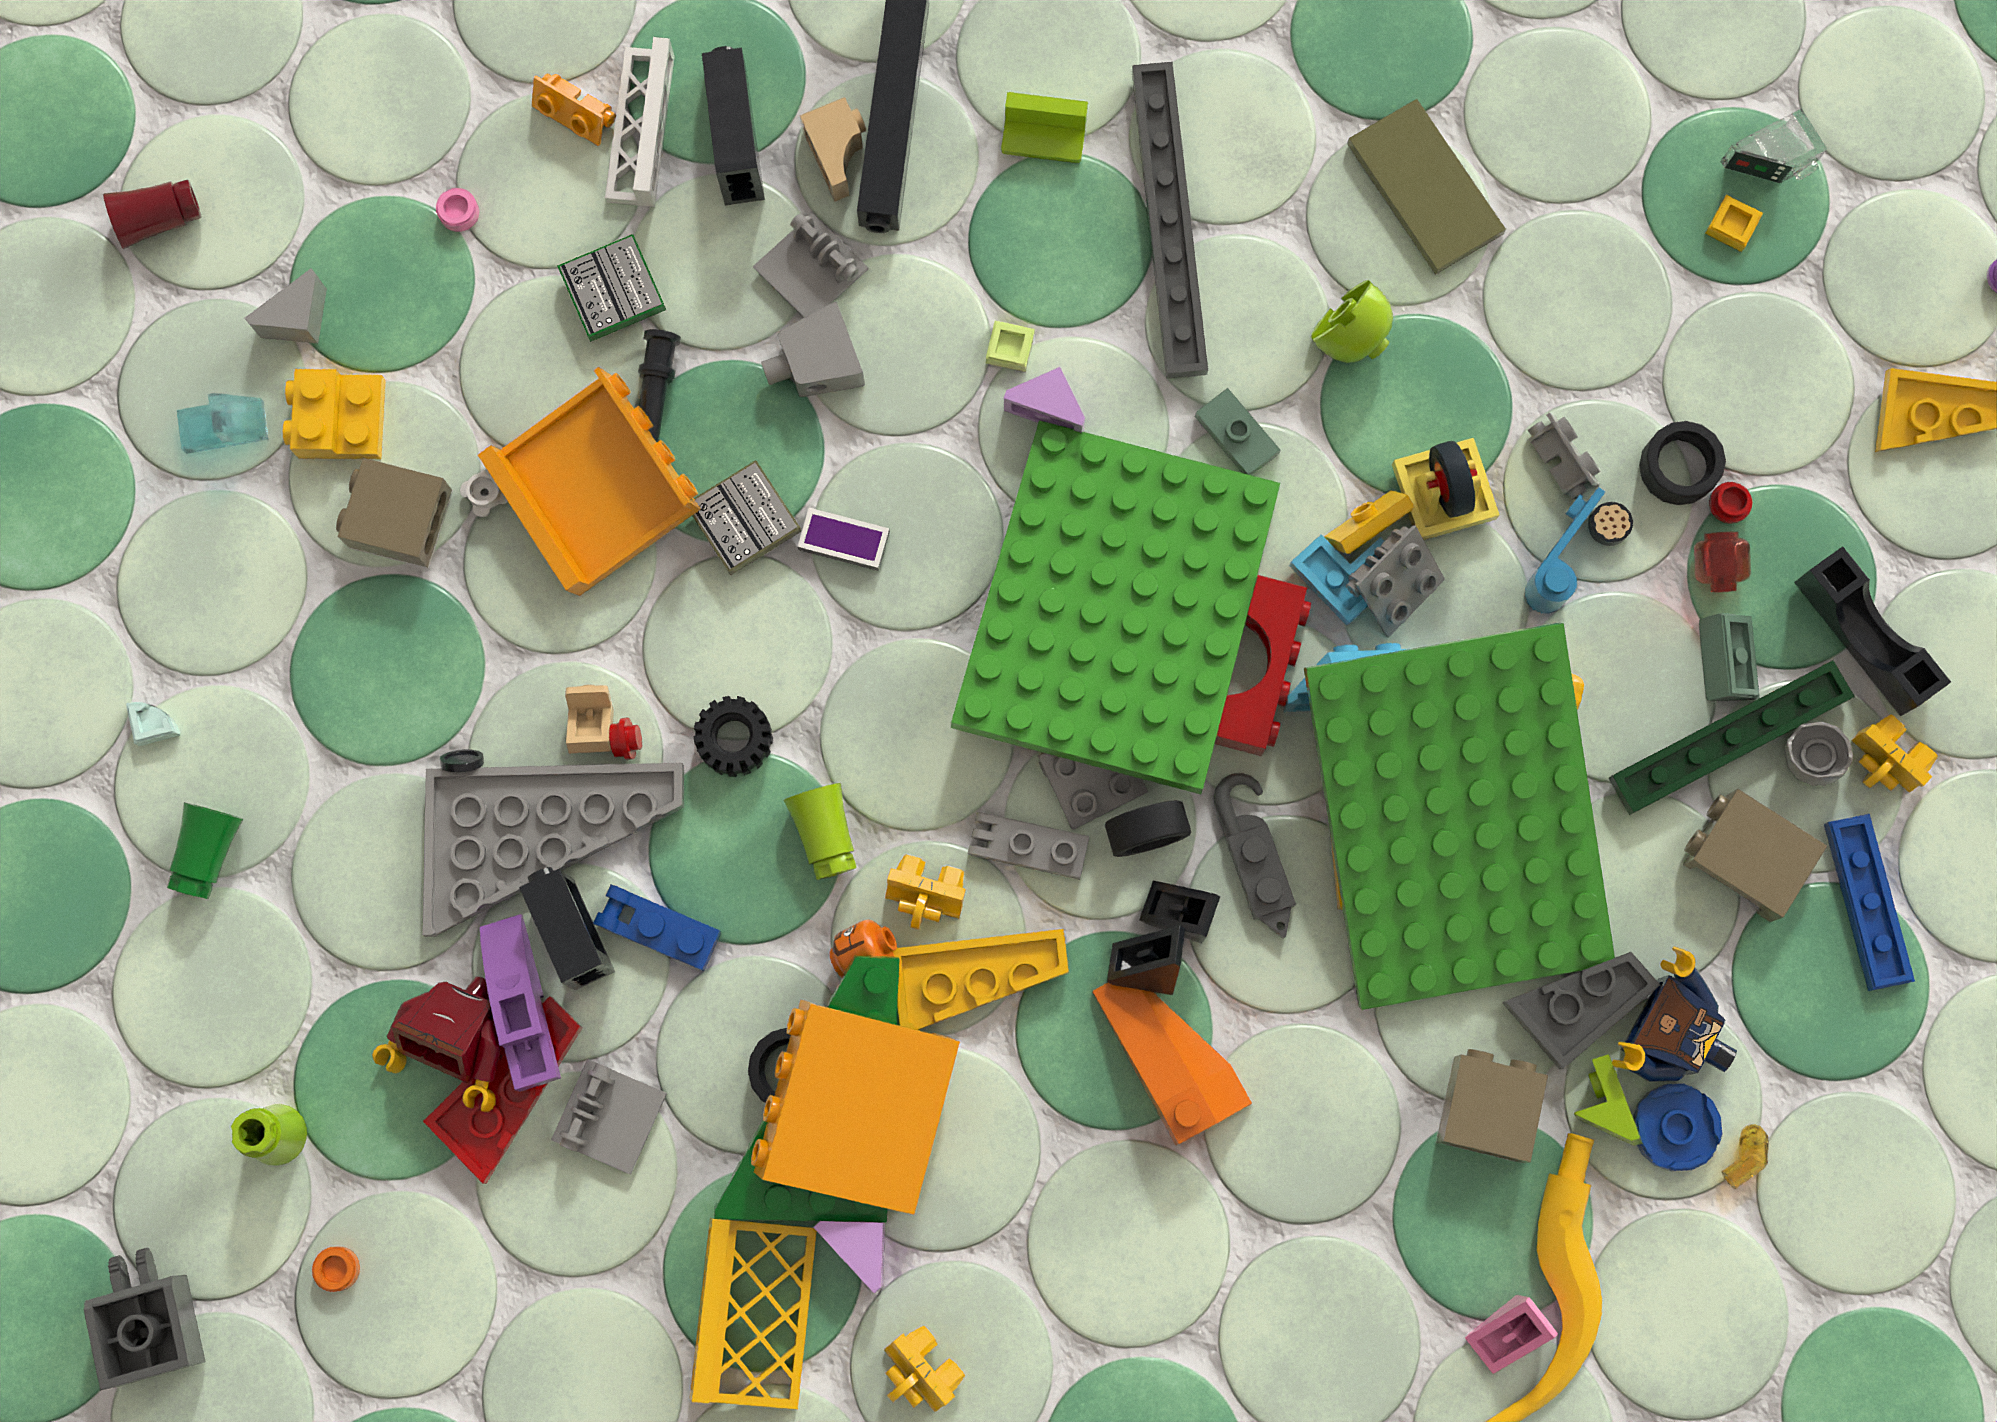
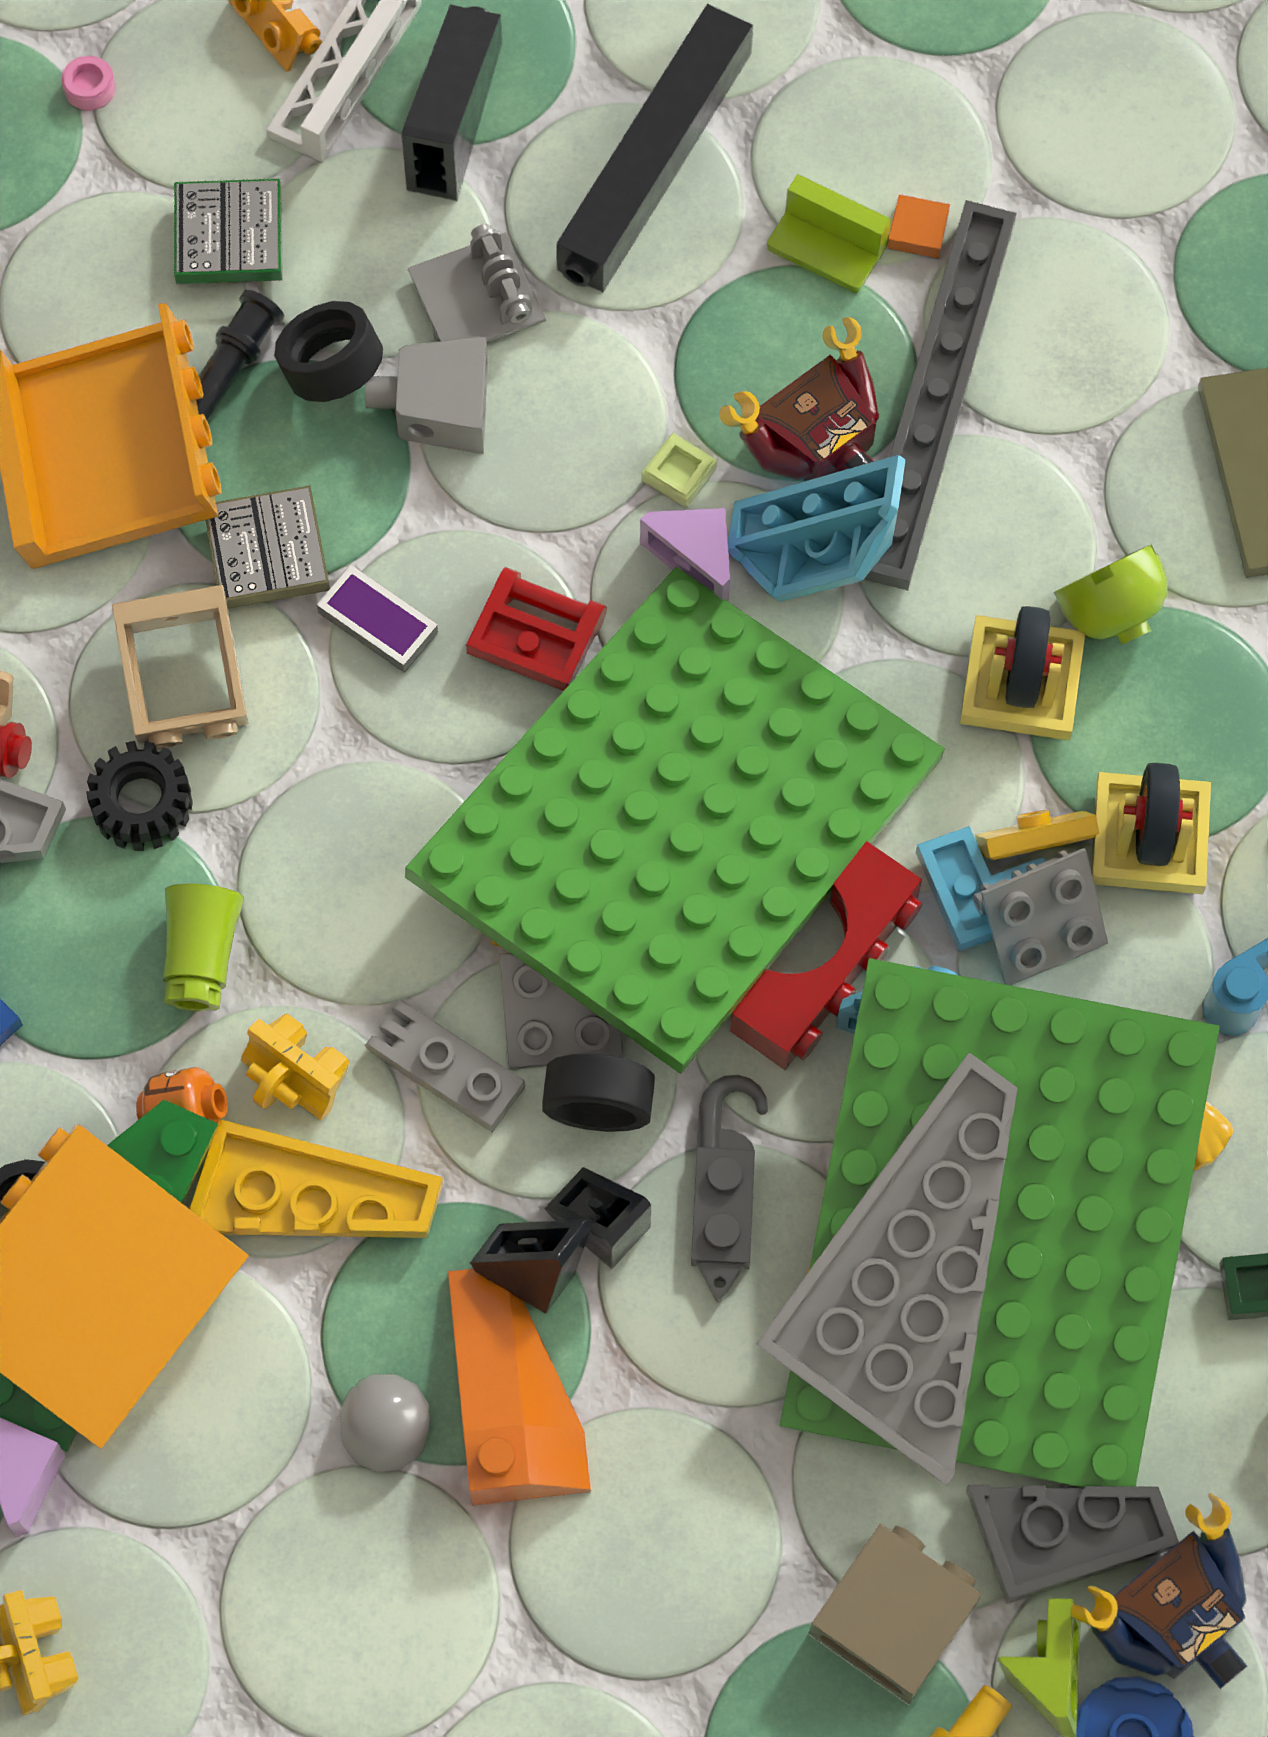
camera: 20 degrees right, 10 degrees down
(710, 337) = (339, 373): none -> black tyre
(763, 663) = (172, 611): none -> tan window
(833, 138) = (567, 161): tan arch -> none
(959, 517) = (531, 643): none -> red plate
(1094, 1113) = (384, 1422): none -> light grey hair
(1095, 273) = (817, 421): none -> torso
(1104, 96) = (918, 226): none -> orange tile
(1134, 359) = (818, 530): none -> medium azure wedge
(1237, 432) = (917, 671): sand green plate -> none
(1313, 409) = (1023, 675): none -> light yellow plate
(1414, 889) = (900, 1288): none -> light grey wing

